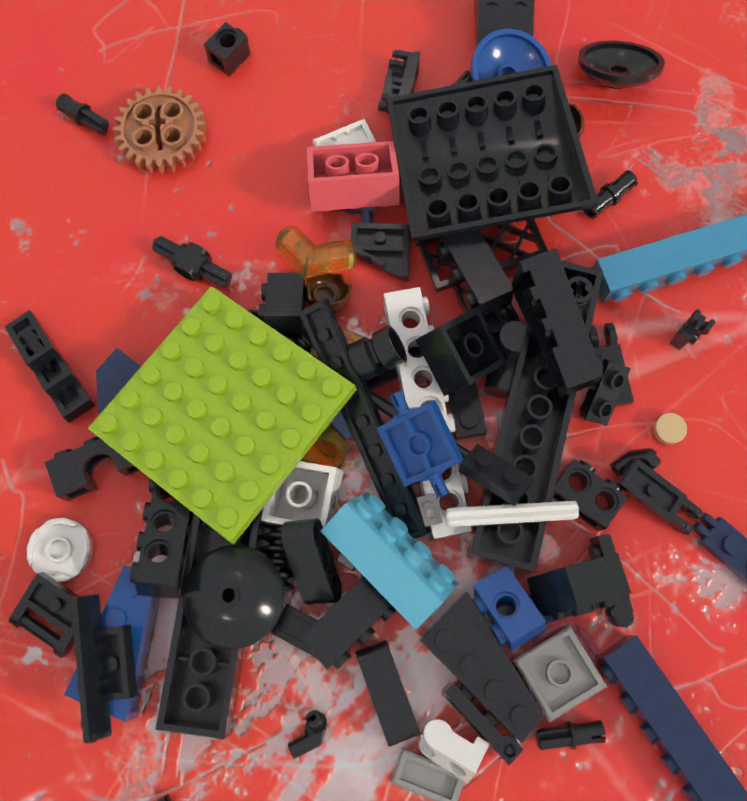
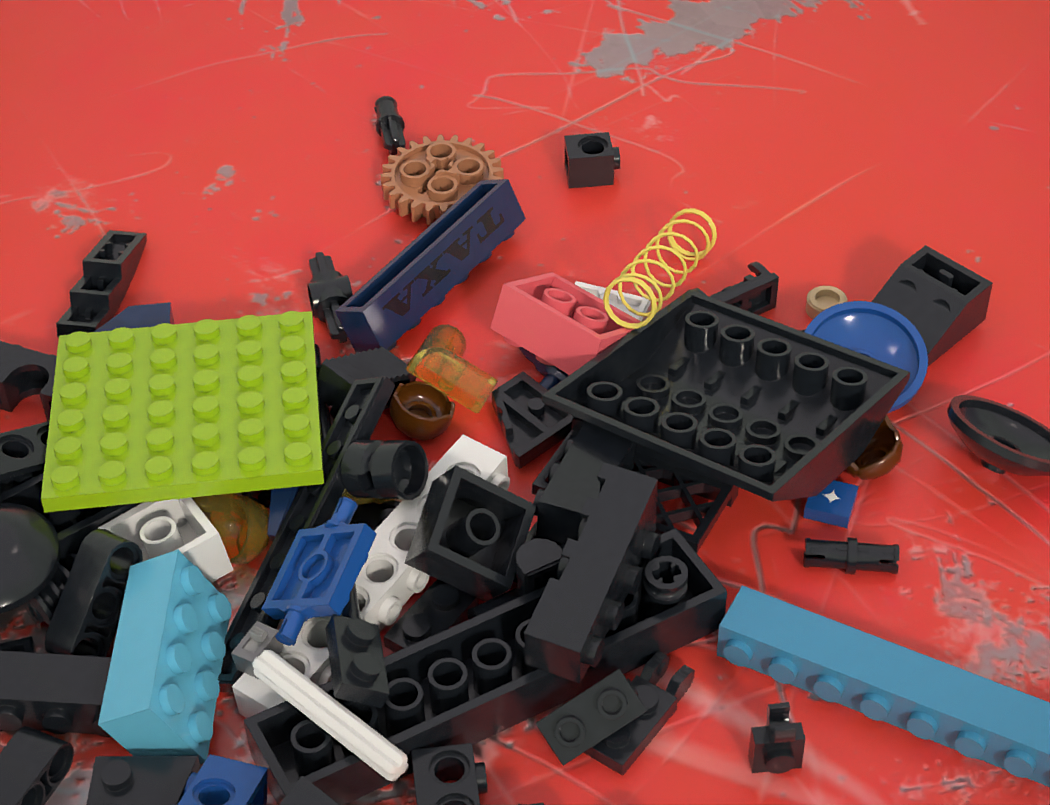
camera: 45 degrees right, 30 degrees down
(230, 195) = (431, 266): none -> dark blue brick
(374, 132) = (675, 249): none -> light yellow piece
(444, 47) = (823, 298): none -> tan tile

